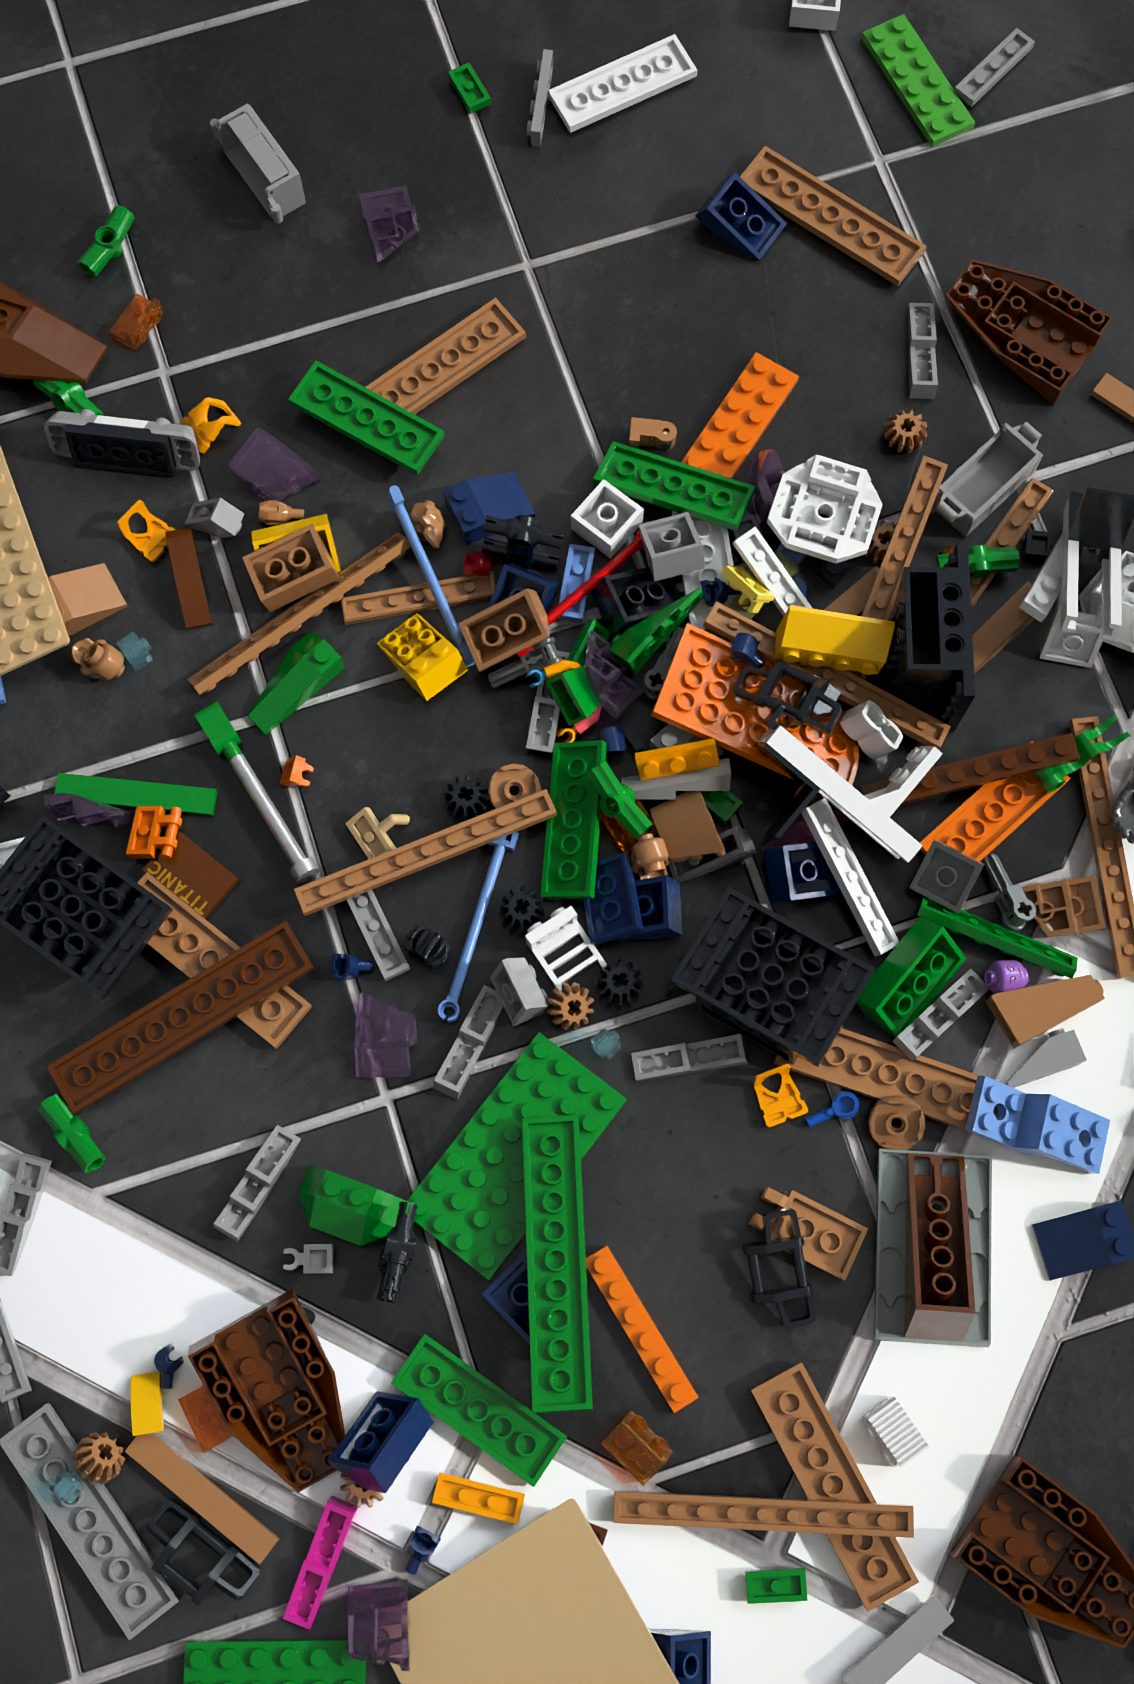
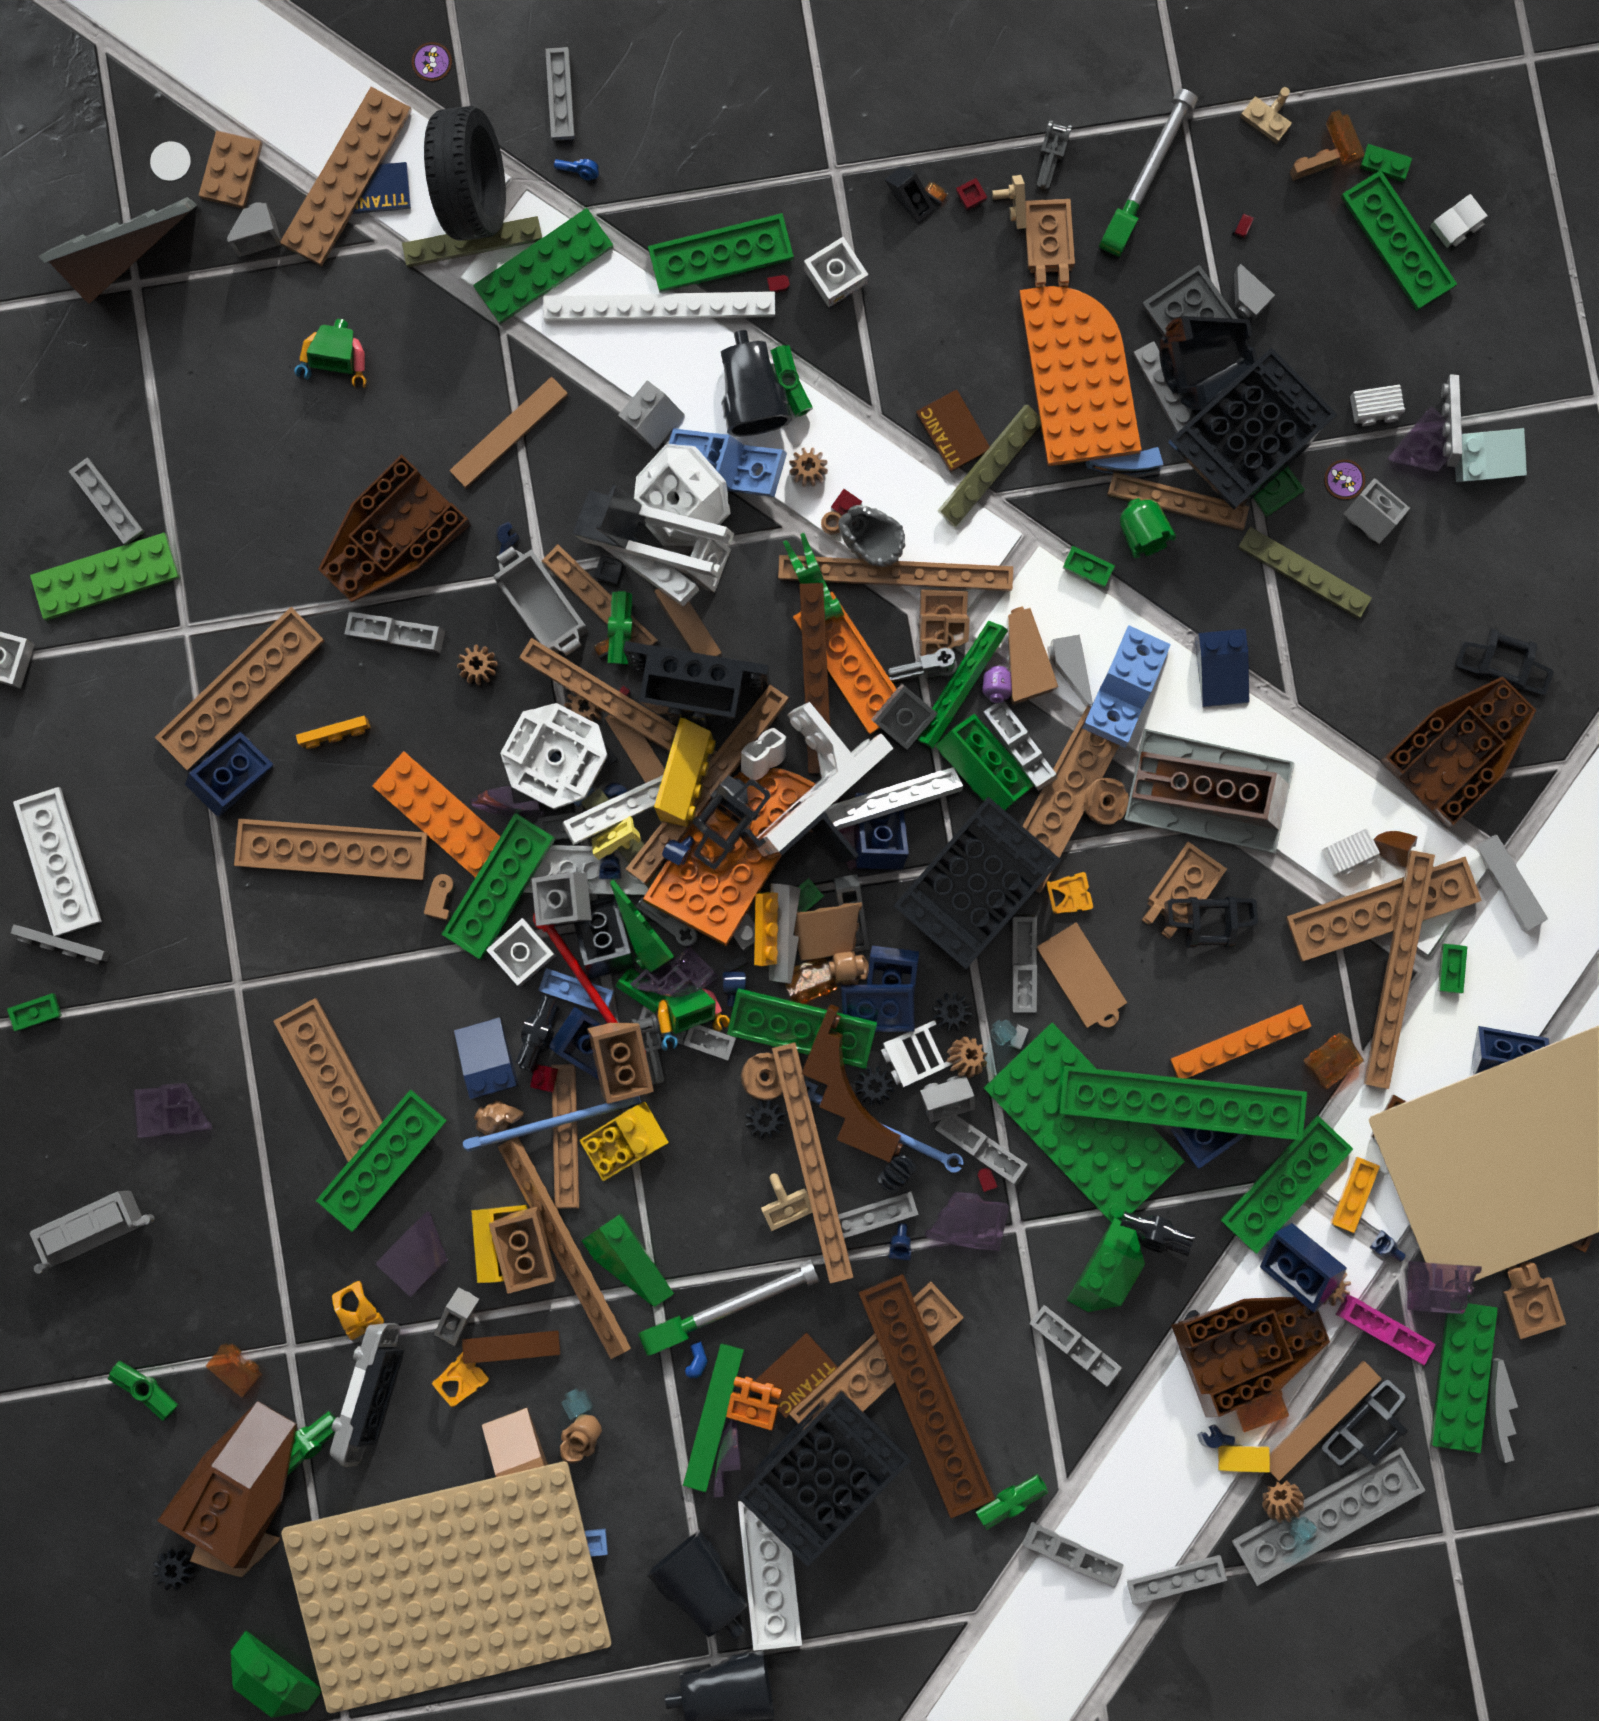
camera: 80 degrees left, 10 degrees up
(192, 770) = (699, 1362): none -> blue arm
(276, 512) = (460, 1256): medium nougat piece -> none
(293, 772) = (716, 1271): orange tile -> none
(315, 1259) = (1147, 1304): light grey plate -> none
(435, 1052) = (986, 1179): none -> dark red piece
(535, 849) = (827, 1066): none -> reddish brown arch
(602, 1066) = (1020, 1039): none -> light grey piece
(618, 800) = (795, 986): green piece -> none
(682, 326) = (331, 849): none -> medium nougat plate
(685, 1127) = (1082, 977): none -> medium nougat piece
(805, 306) = (333, 732): none -> light orange plate
(844, 1105) = (1084, 841): blue plate -> none
(913, 1488) = (1395, 846): none -> reddish brown brick
(1049, 434) = (503, 537): none -> dark blue piece

